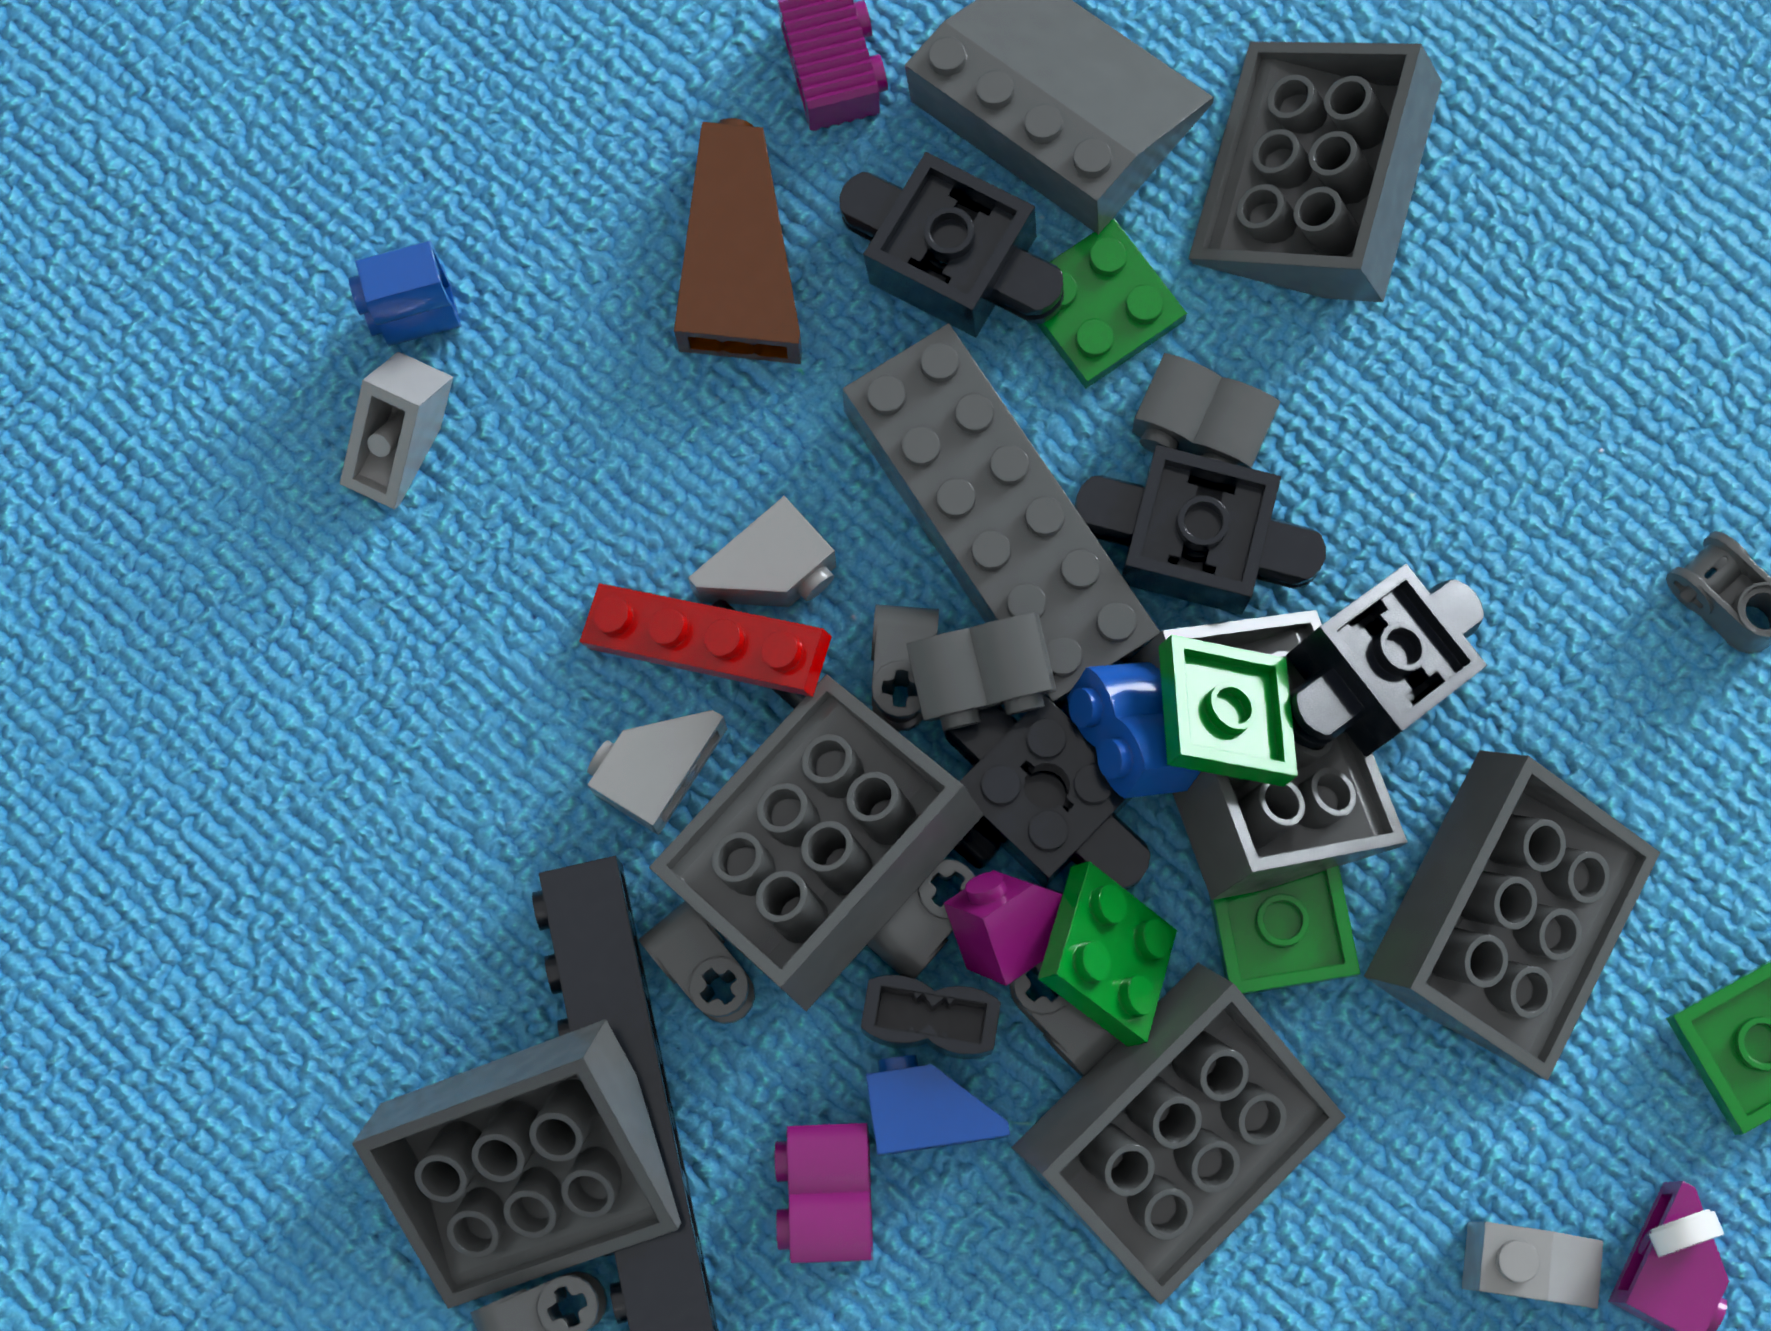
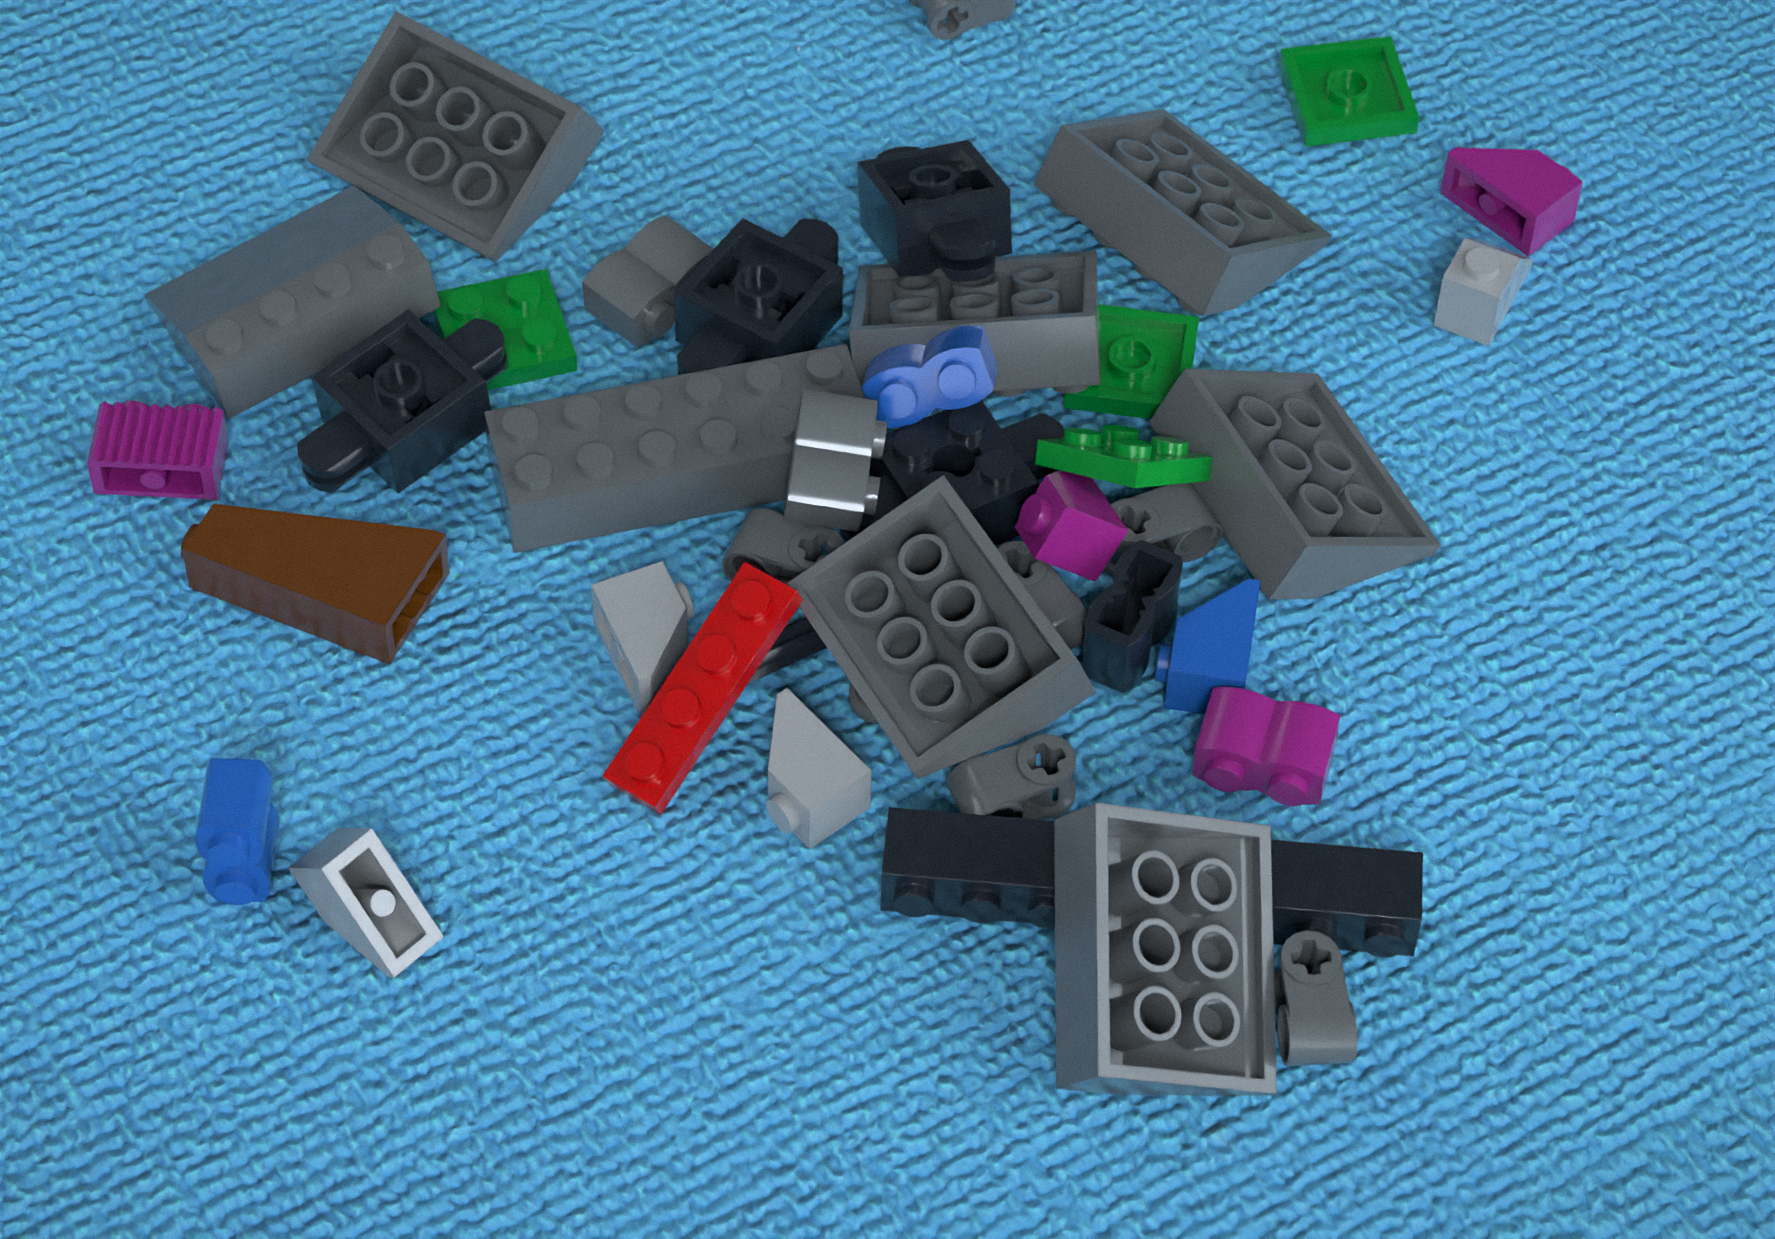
camera: 75 degrees left, 25 degrees down
(1227, 711) = (944, 295): plate -> none
(1685, 1232) = (1492, 150): white tile -> none

